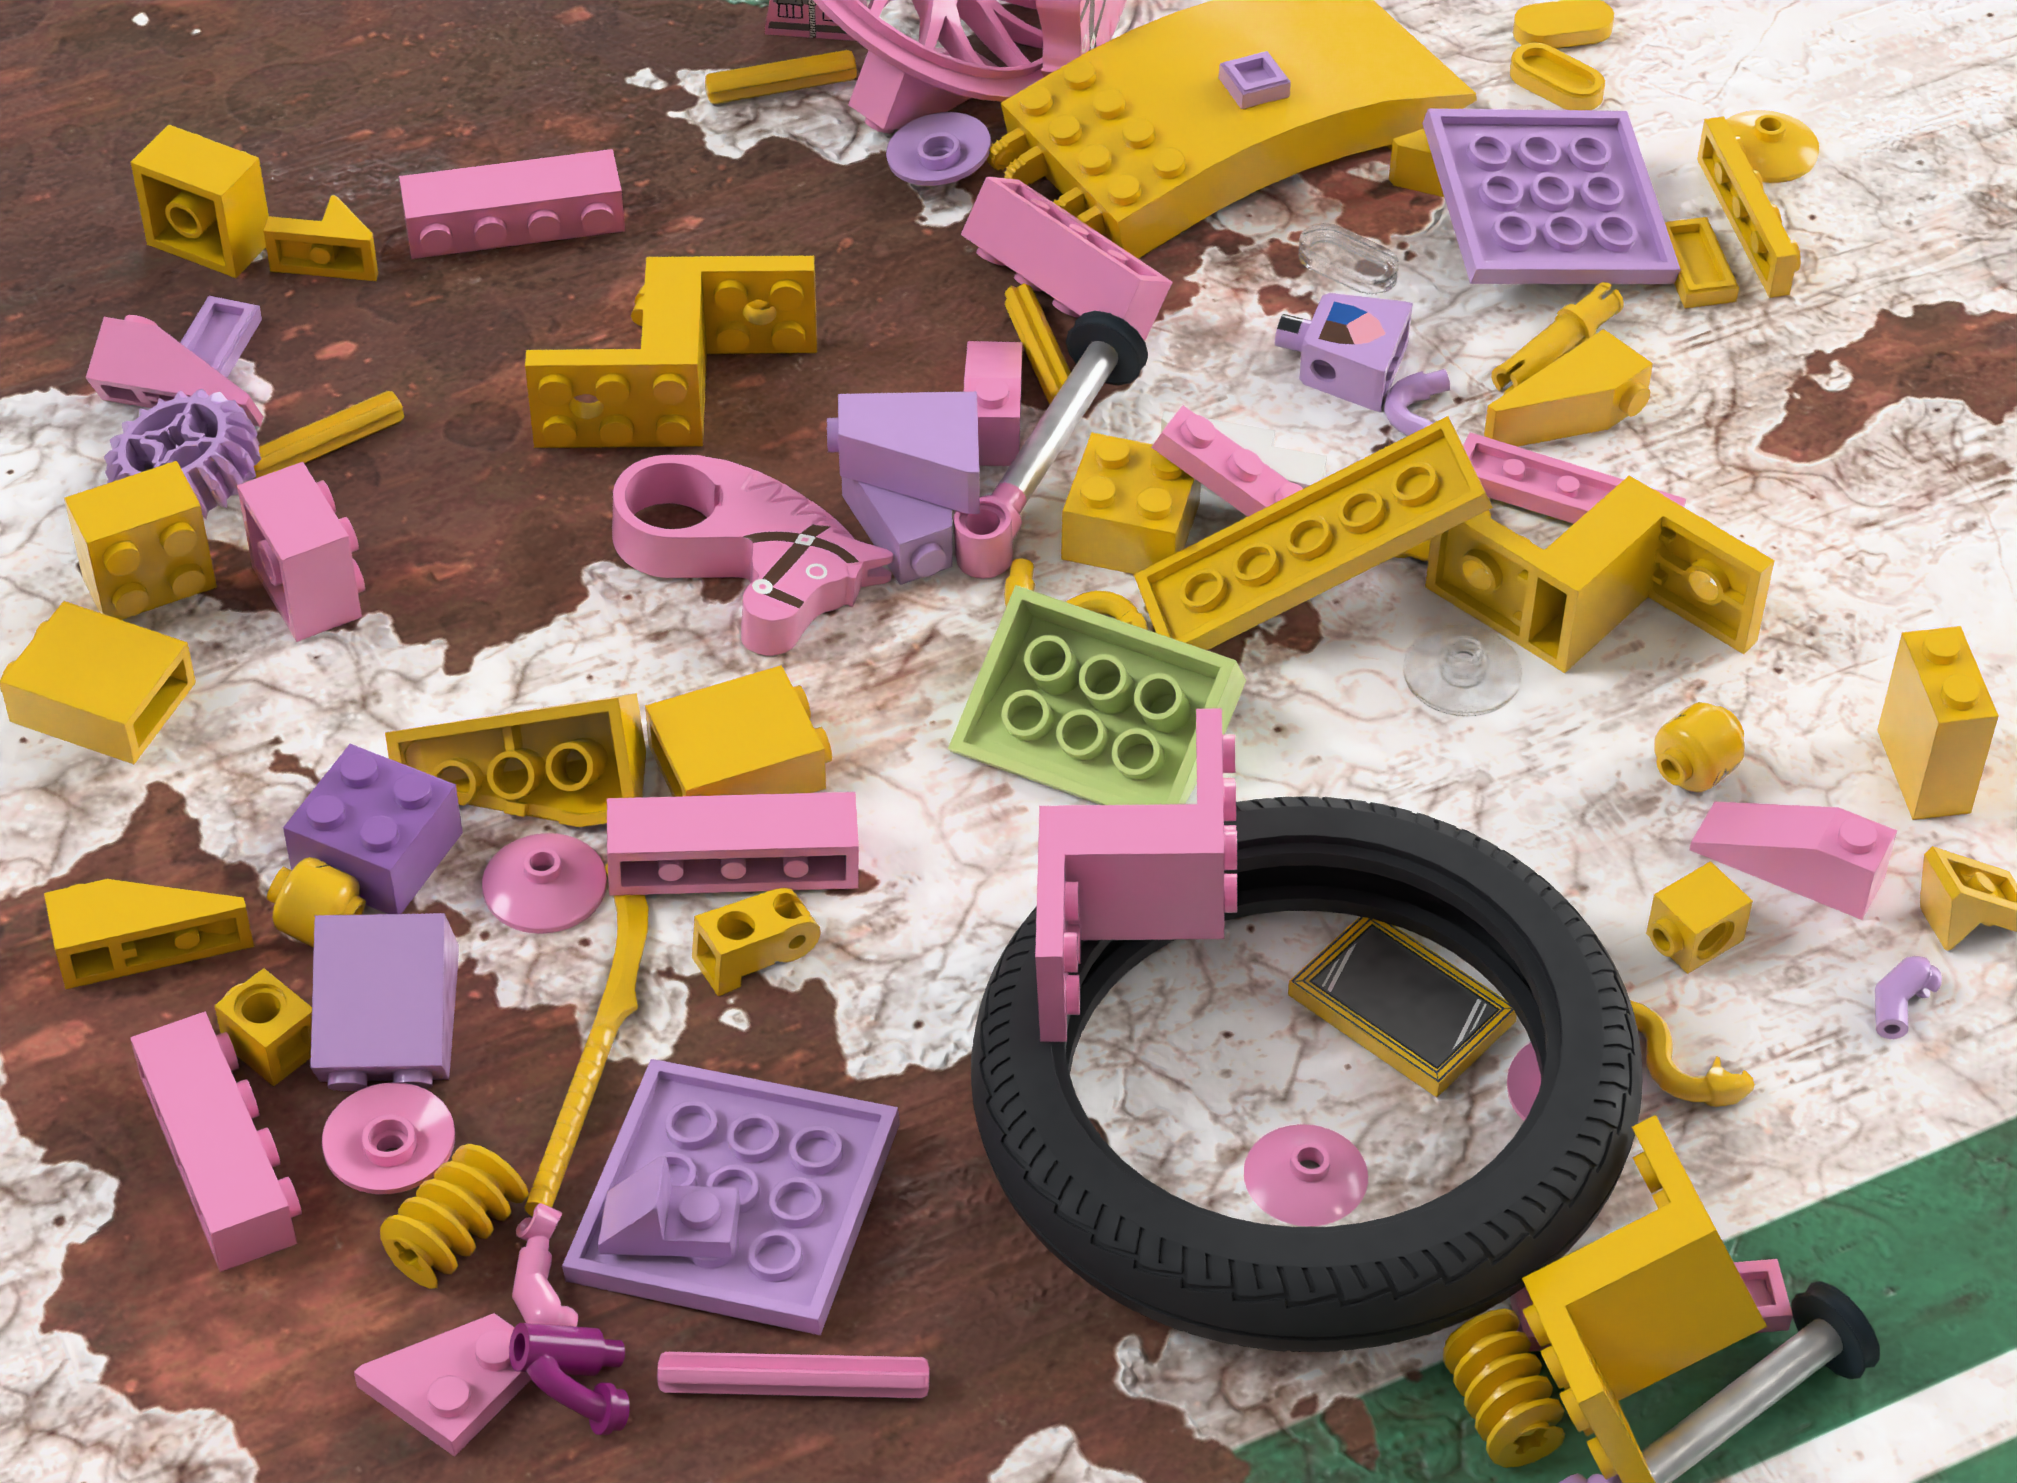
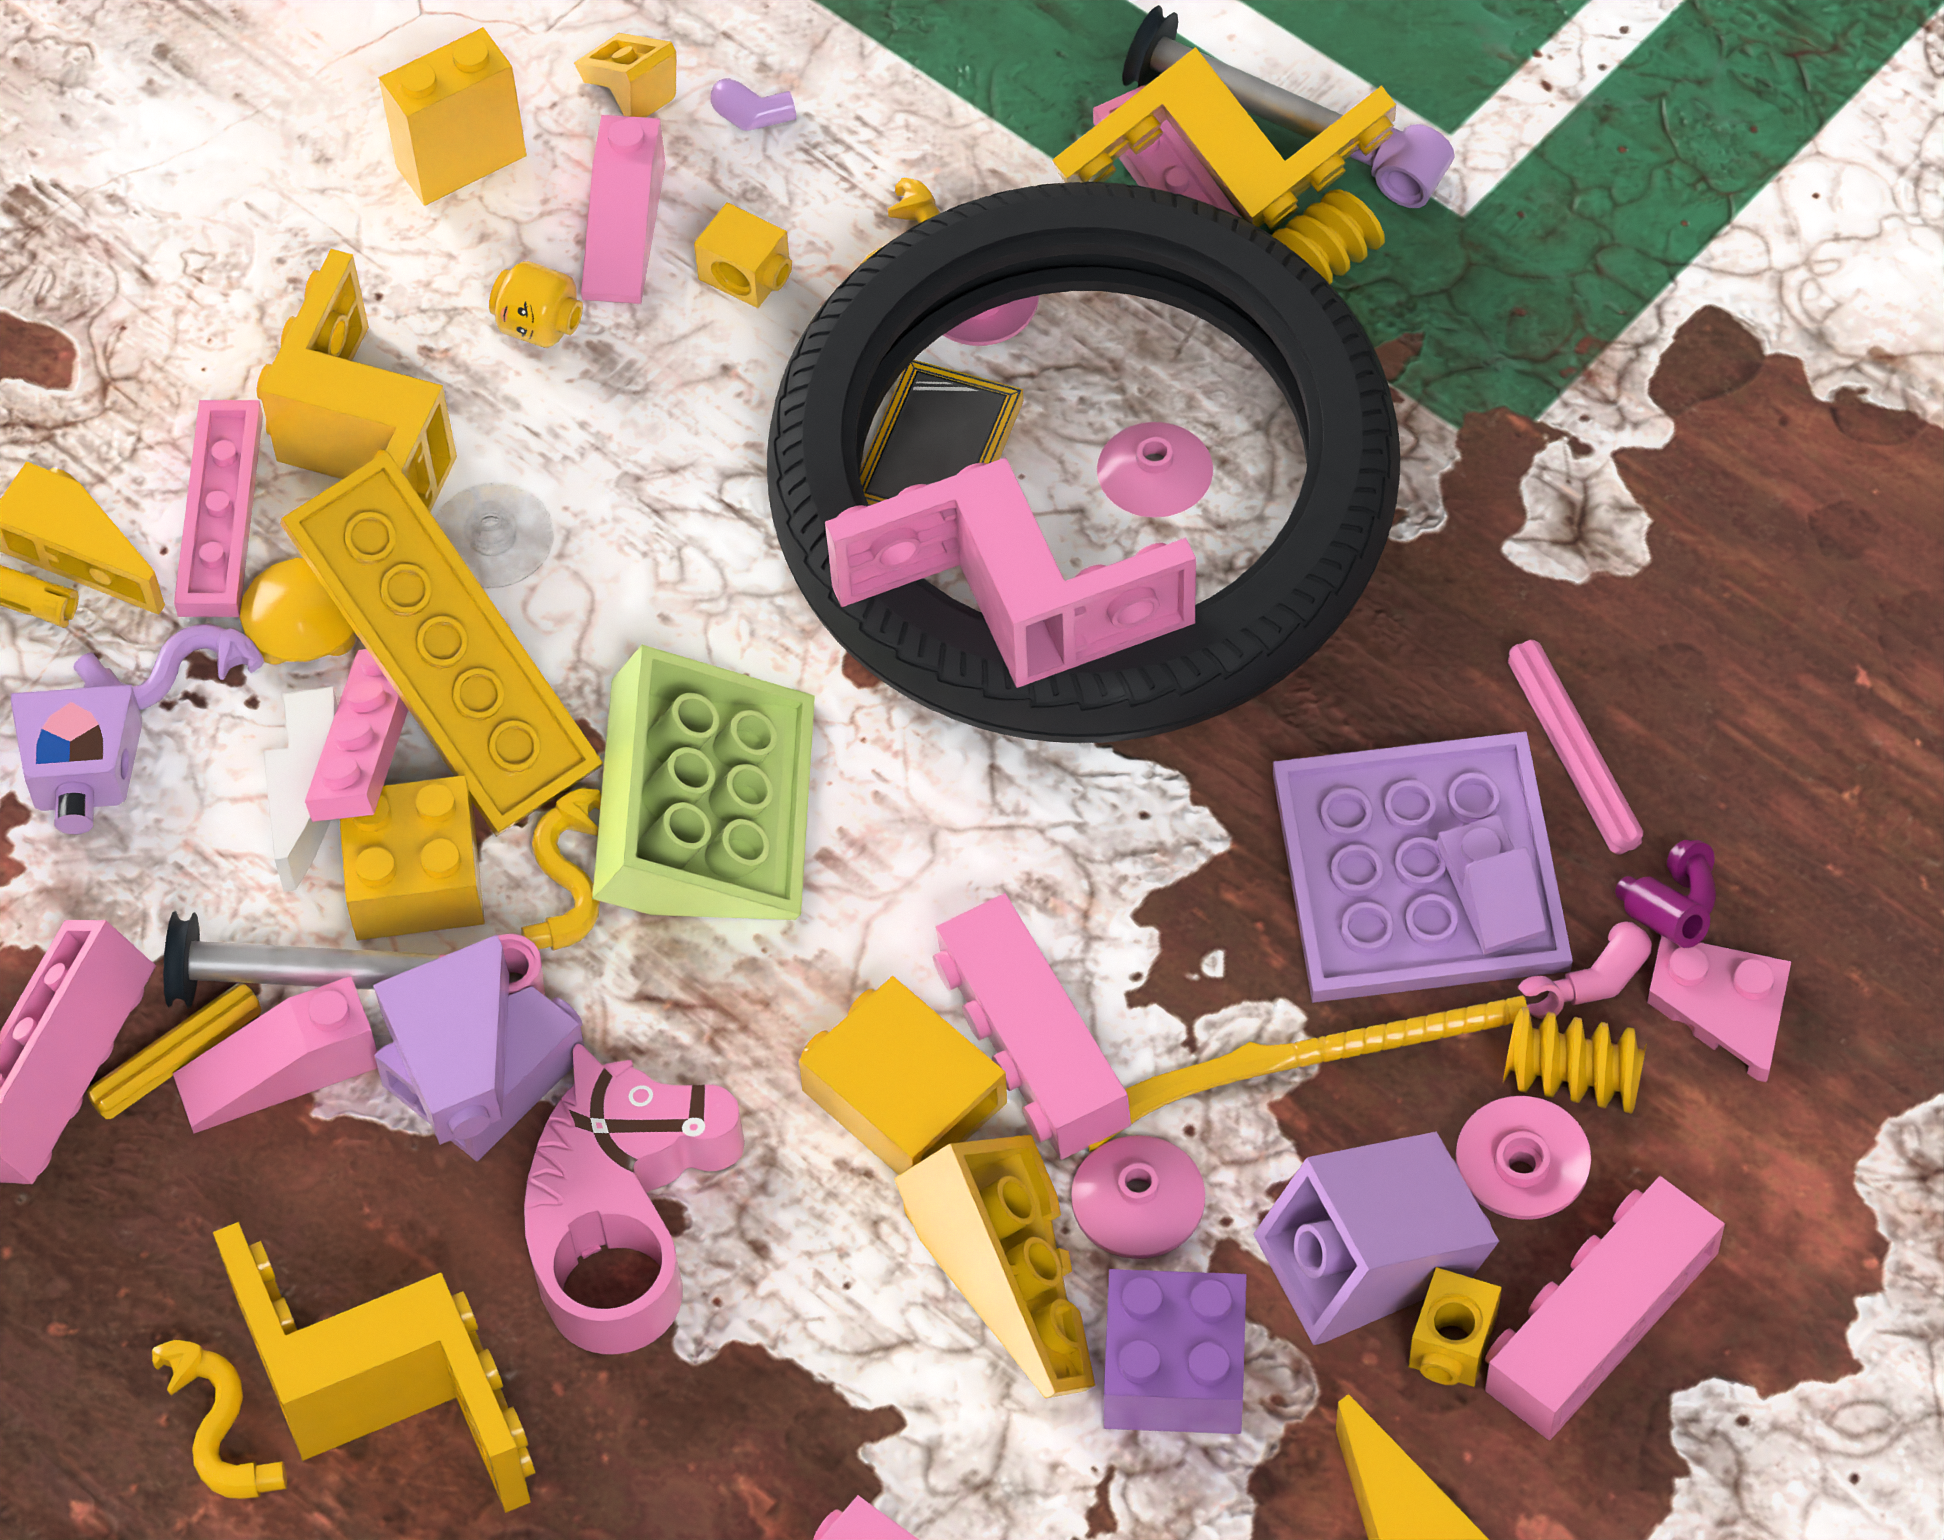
camera: 110 degrees left, 10 degrees up
(311, 891) = (1289, 1356): yellow head -> none
(752, 937) = (1133, 965): yellow leg -> none

